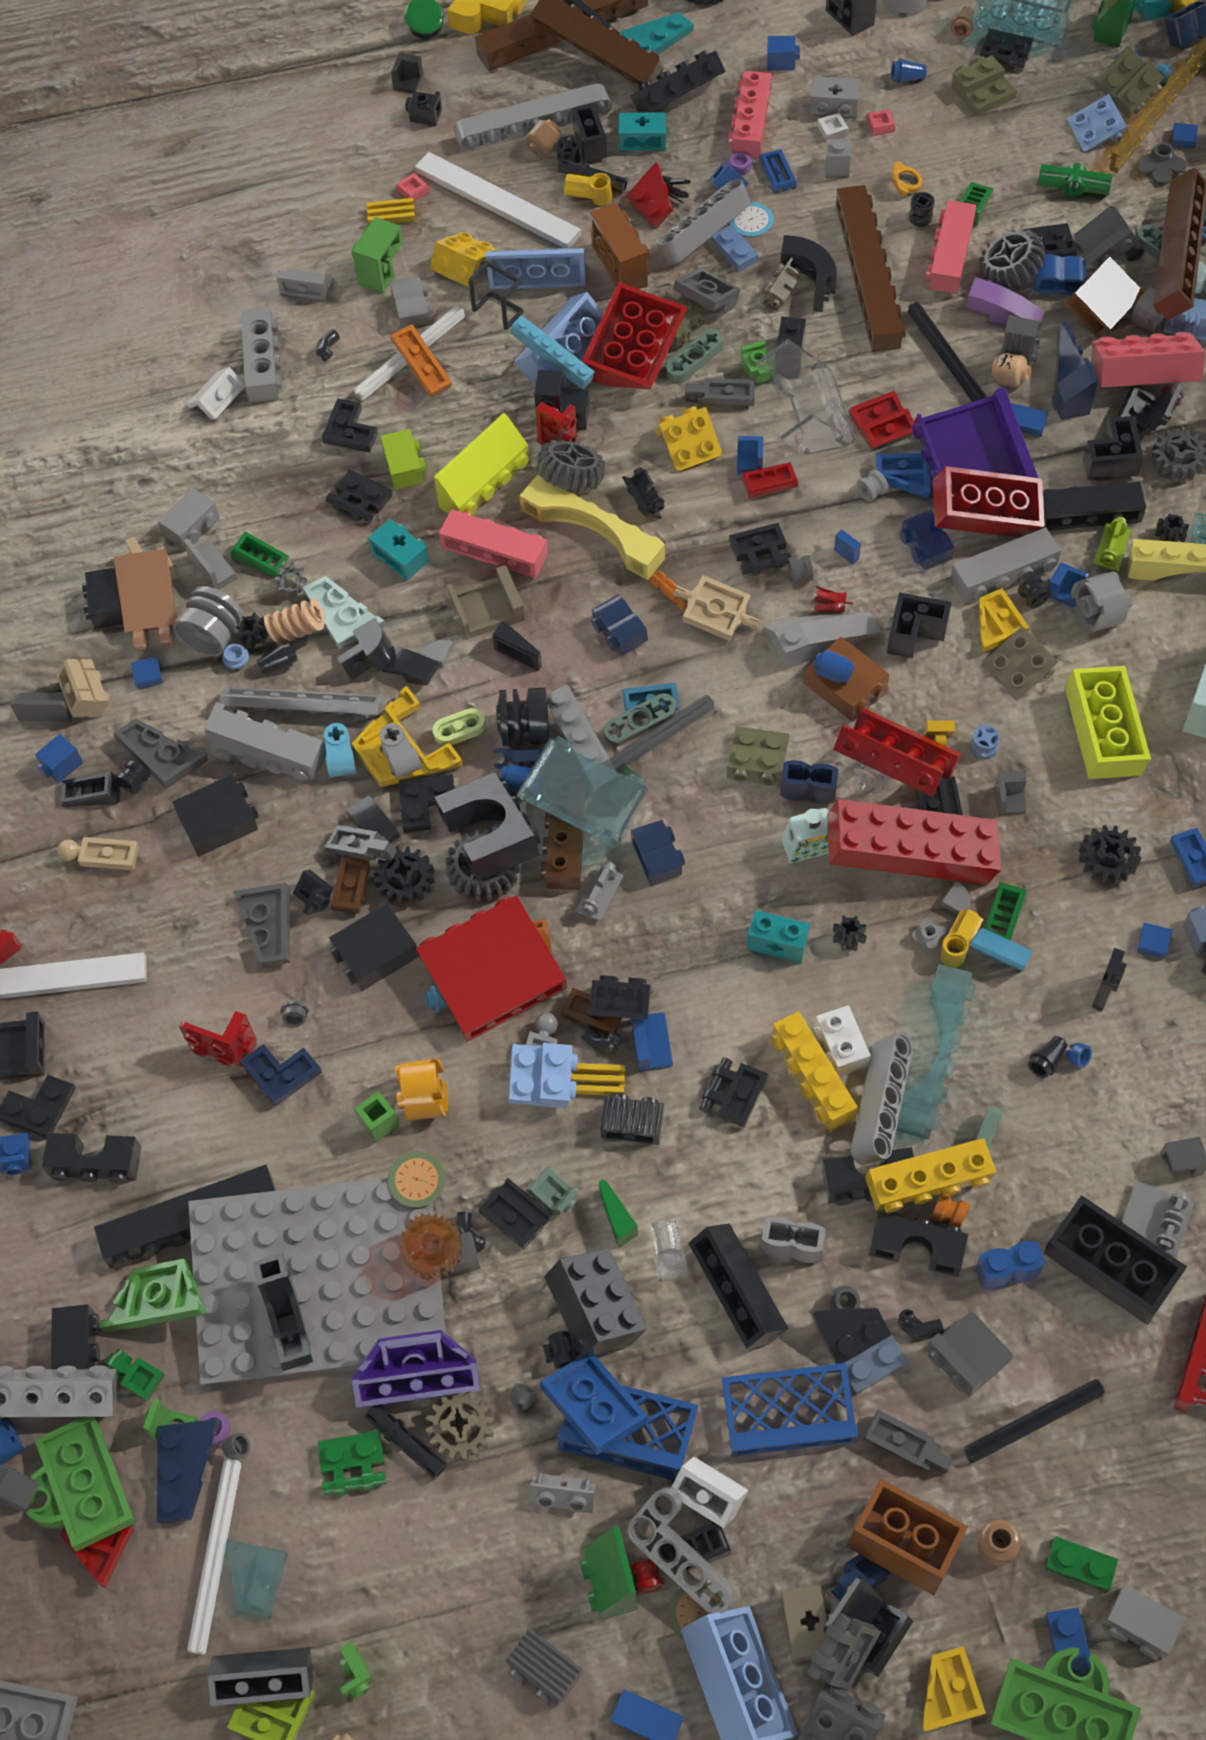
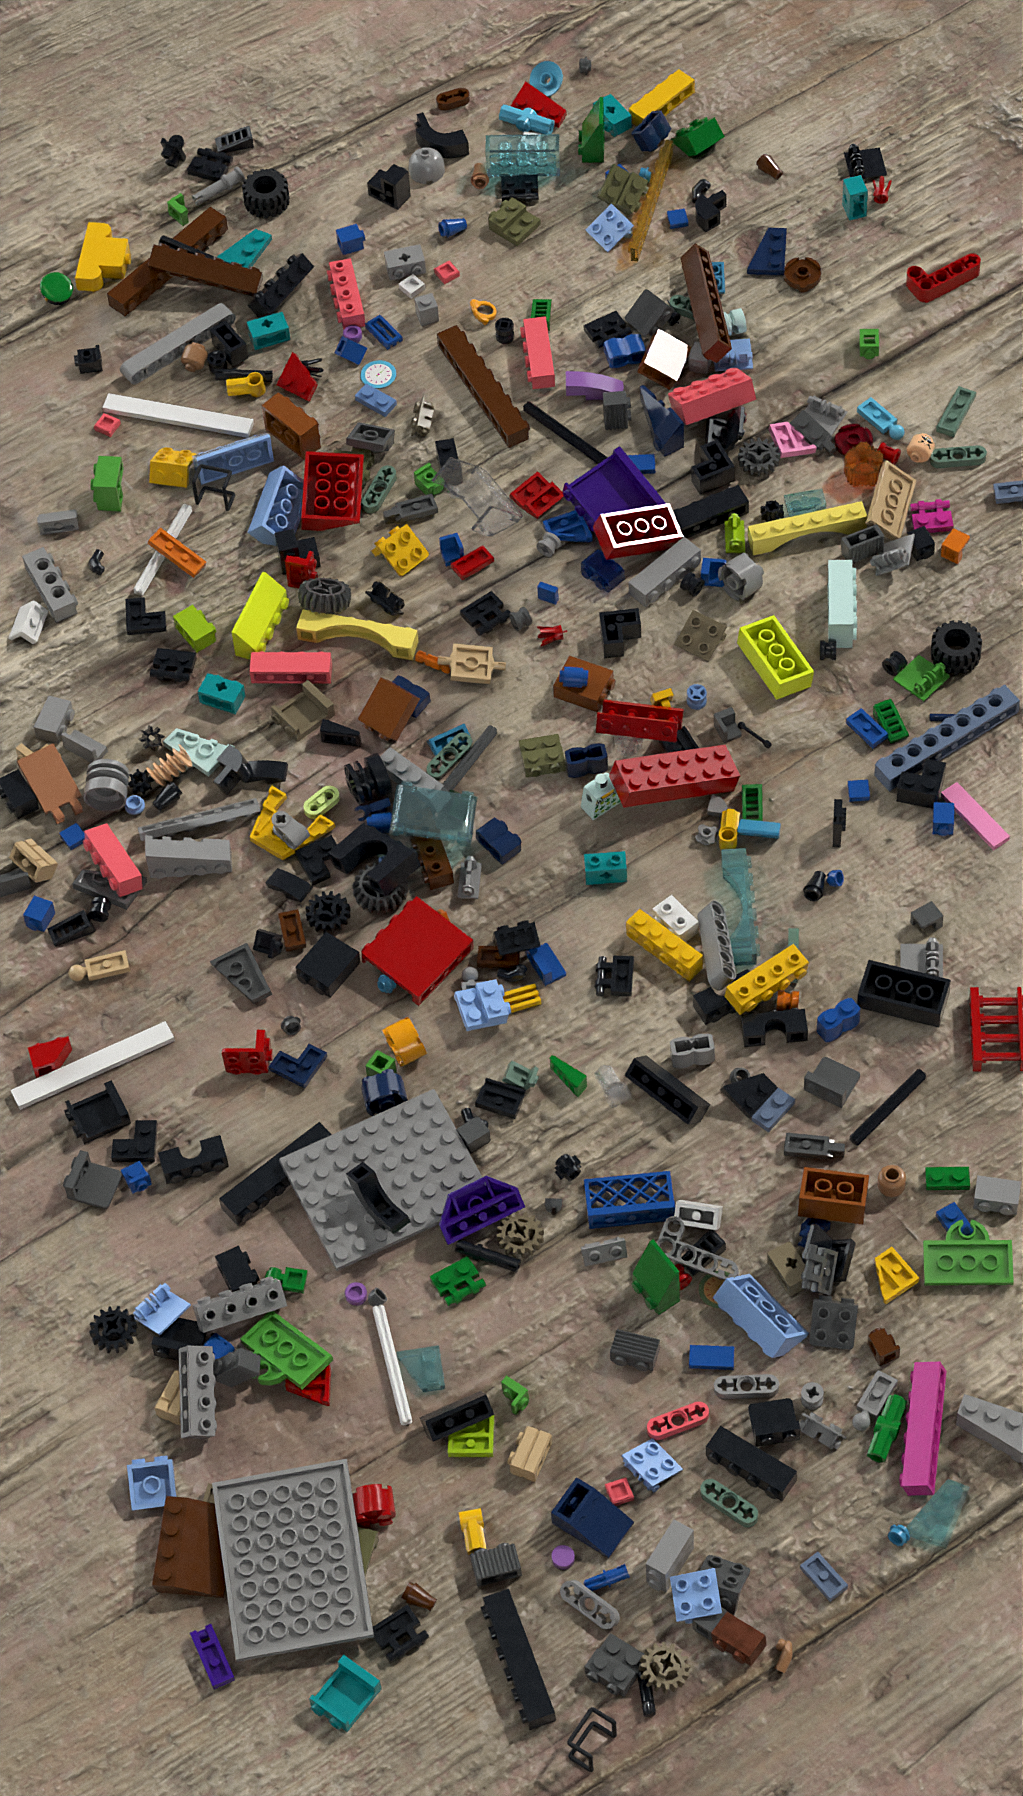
camera: 20 degrees left, 5 degrees down
(156, 1296) = (280, 1227): bright green wing -> none
(159, 1415) = (319, 1299): bright green bracket -> none
(173, 720) = (112, 860): none -> coral brick
(180, 1466) = (346, 1320): dark blue wing -> none
(216, 814) = (173, 915): black brick -> none
(249, 541) = (110, 734): green slope -> none
(339, 753) = (243, 845): medium azure piece -> none
(359, 844) = (287, 900): dark grey hinge -> none
(364, 1153) = (383, 1091): none -> dark blue brick
(389, 210) = (97, 446): yellow tile -> none
(407, 72) = (63, 336): pearl dark grey panel -> none
(410, 301) = (147, 512): light grey brick -> none
(416, 1179) = (428, 1094): clear orange sticker -> none
(431, 1263) = (448, 1129): clear orange brick -> none
(438, 651) = (282, 754): light grey tile -> none
(552, 352) = (277, 517): medium azure piece -> none
(587, 634) = (388, 709): none -> dark orange brick
(593, 1403) = (602, 1187): blue plate -> none
(595, 1302) = (578, 1129): black piece -> none
(632, 1119) = (554, 1014): black brick -> none
(703, 222) = (345, 387): light grey beam -> none
(793, 1437) = (738, 1168): blue fence -> none
(803, 637) = (545, 664): light grey wedge -> none
(813, 262) = (441, 394): black arch -> none
(849, 925) = (652, 850): black gear -> none
(916, 1328) = (791, 1078): black arm -> none
(998, 619) = (673, 611): yellow wing -> none
(1010, 370) = (616, 431): light nougat head -> none
(1012, 258) = (587, 349): dark grey gear -> none
(1054, 834) = (741, 725): none -> black hinge
(1074, 179) = (609, 275): green piece -> none
(1109, 854) = (809, 744): black gear -> none
(1161, 163) = (668, 245): dark grey plate -> none
(1180, 734) = (827, 650): none -> black wheel

